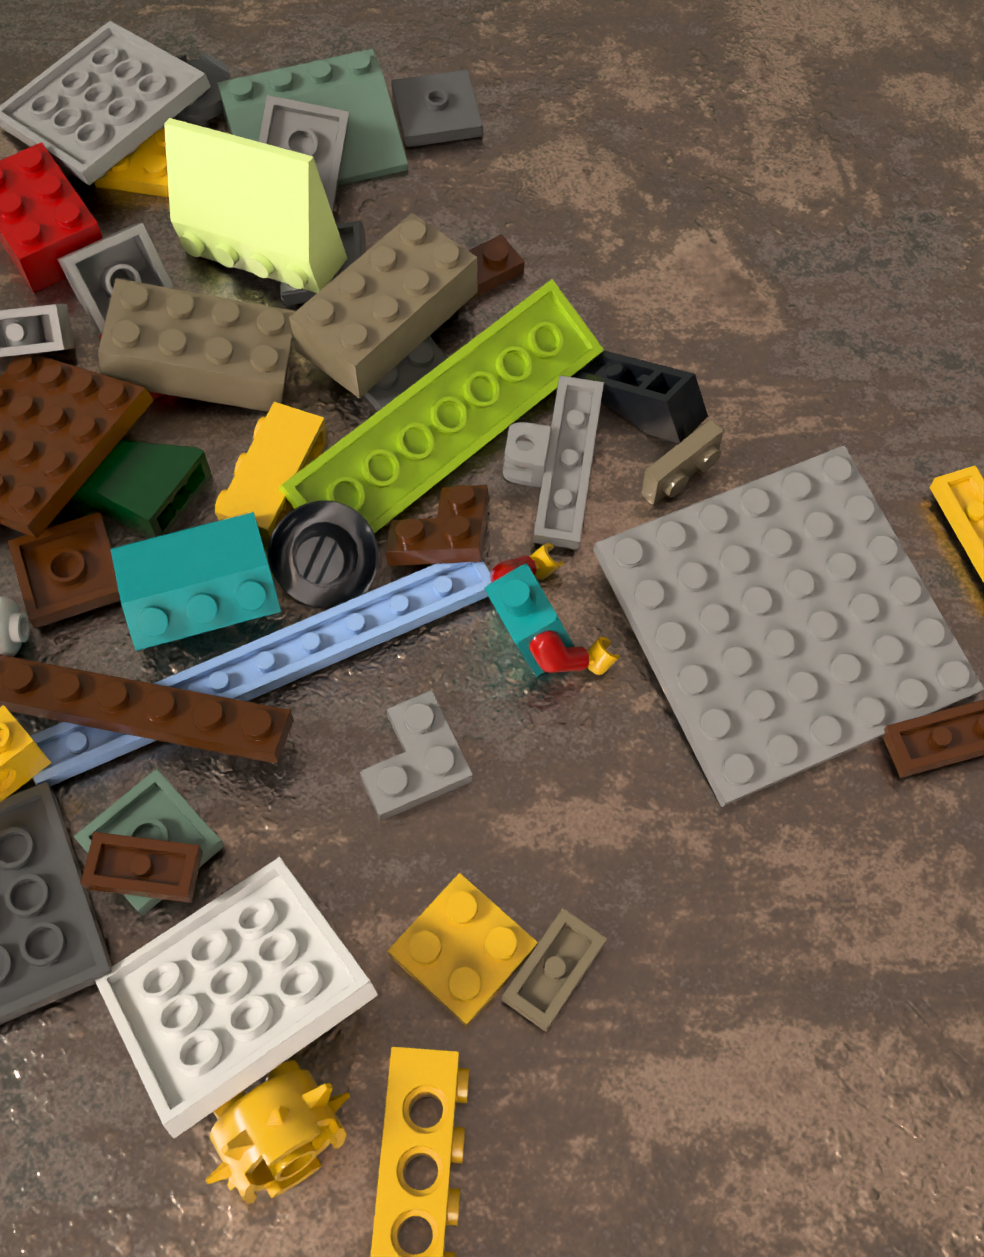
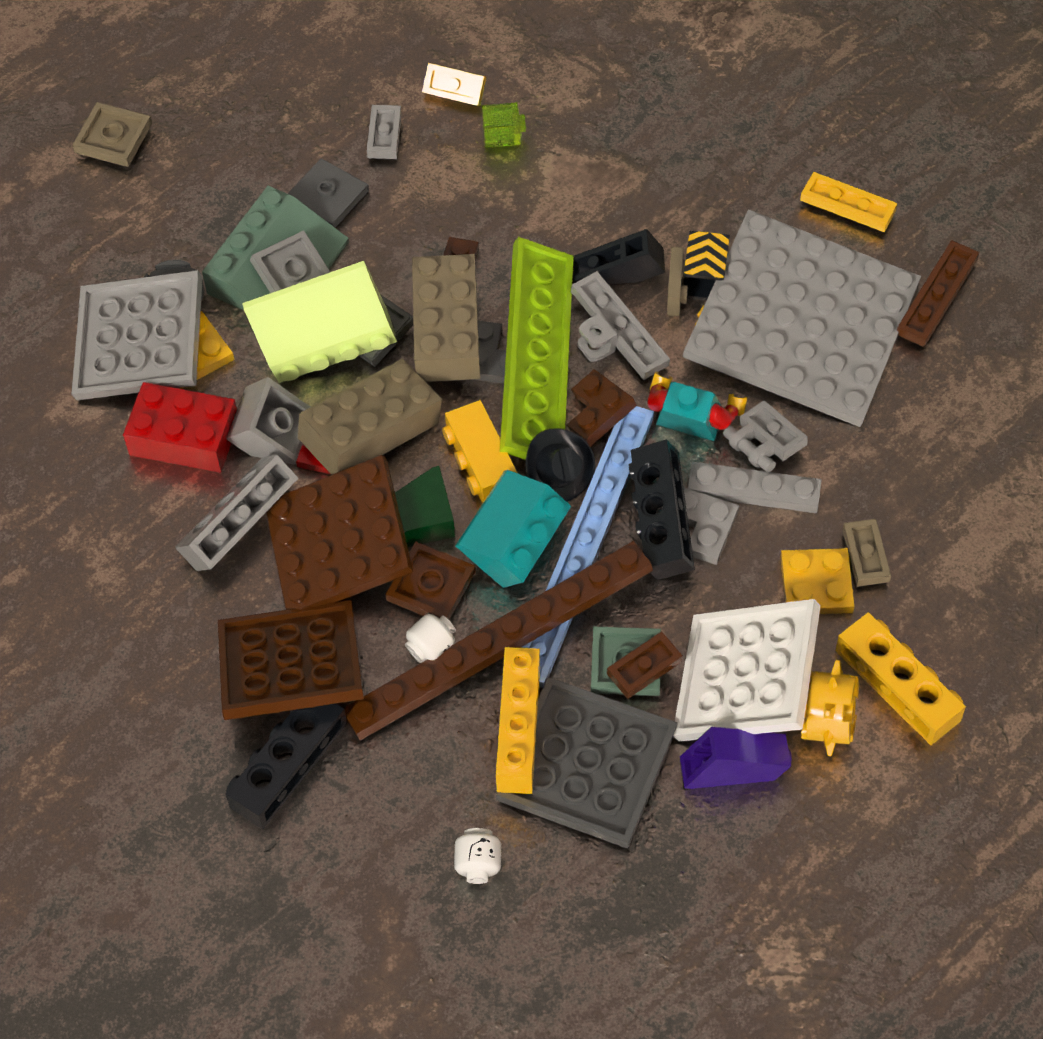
camera: 40 degrees left, 5 degrees down
(107, 1080) = (734, 758): none -> dark purple slope
(372, 703) = (675, 553): none -> black brick
(519, 771) = (756, 487): none -> light grey plate
(556, 88) = (384, 131): none -> light grey plate
(604, 722) = (772, 430): none -> light grey plate
(676, 161) = (502, 124): none -> clear neon green brick
(677, 91) = (454, 84): none -> plate
(732, 462) = (705, 262): none -> piece

